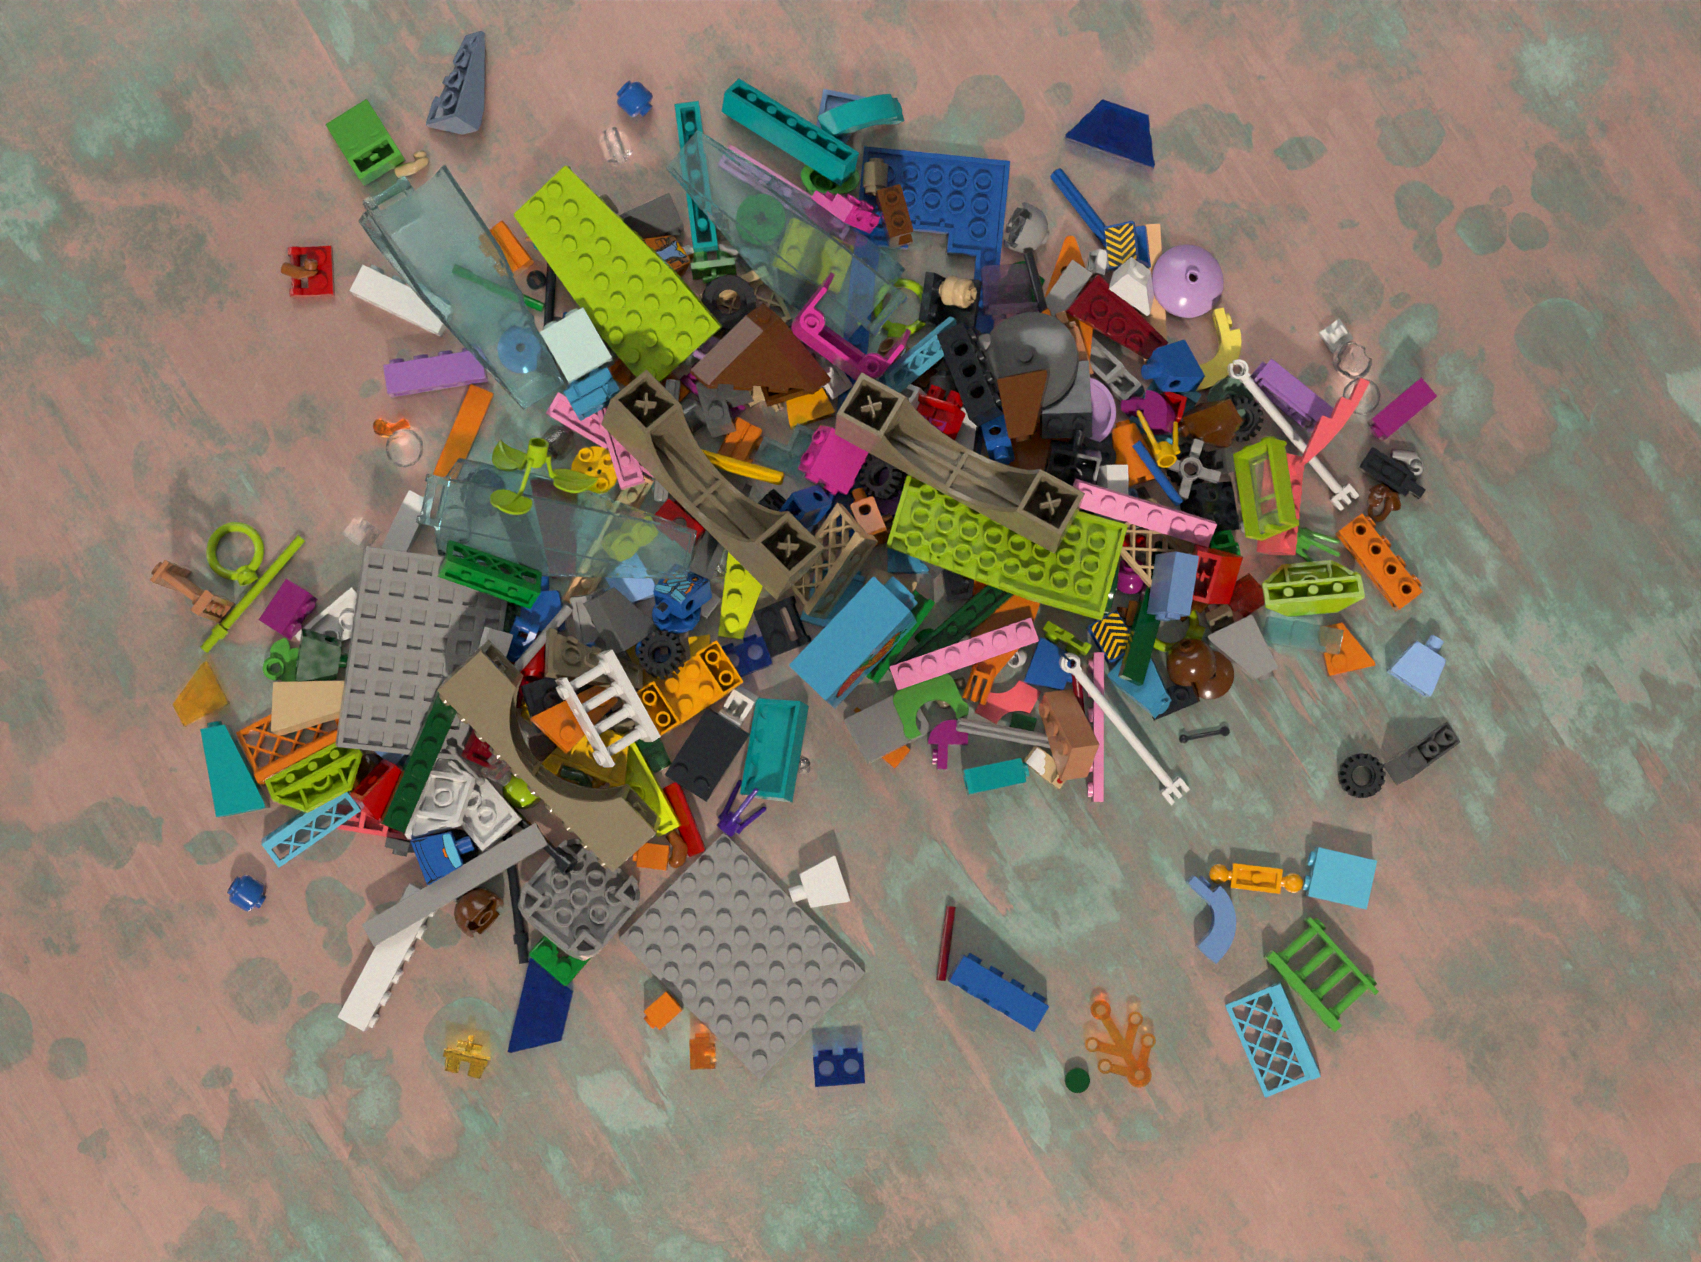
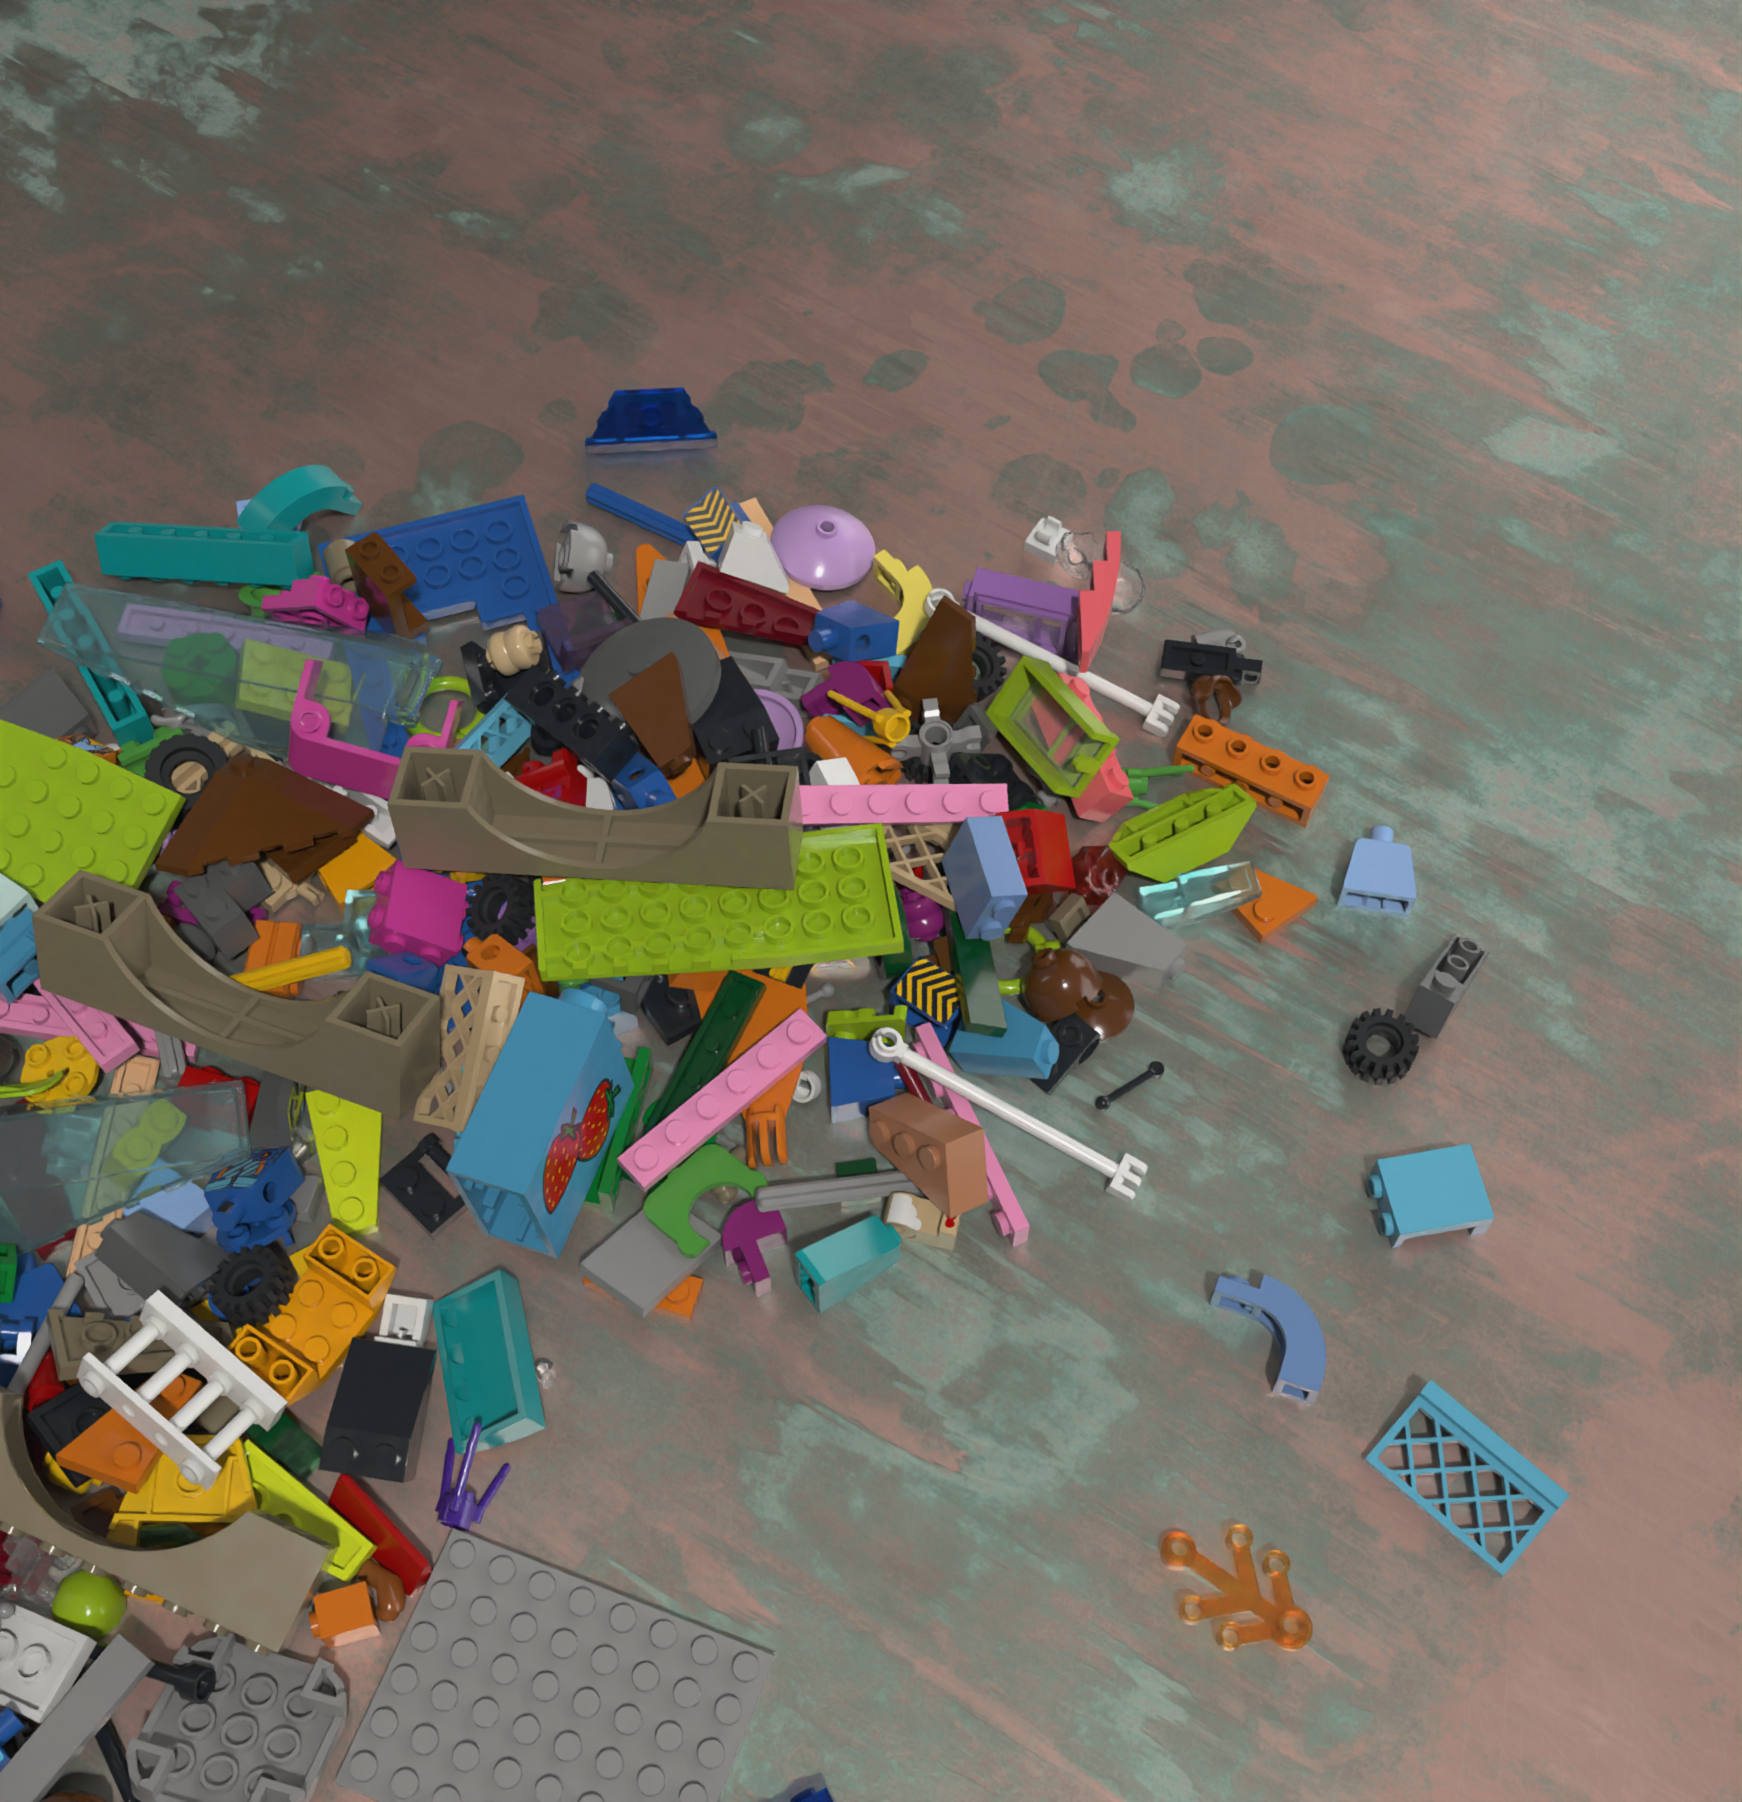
camera: 25 degrees left, 25 degrees down
(746, 664) = (404, 1254): clear blue brick -> none
(821, 885) = (646, 1542): white torso -> none
(946, 943) = (886, 1554): dark red bar -> none
(998, 992) = (1003, 1588): blue wedge -> none
(1019, 698) = (836, 1142): coral tile -> none
(1077, 1080) = (1197, 1682): dark green tile -> none
(1157, 473) = (891, 754): blue bar -> none
(1256, 878) = (1309, 1249): light orange plate -> none
(1315, 996) = (1486, 1386): bright green fence -> none
(1401, 409) = (1180, 578): magenta slope -> none

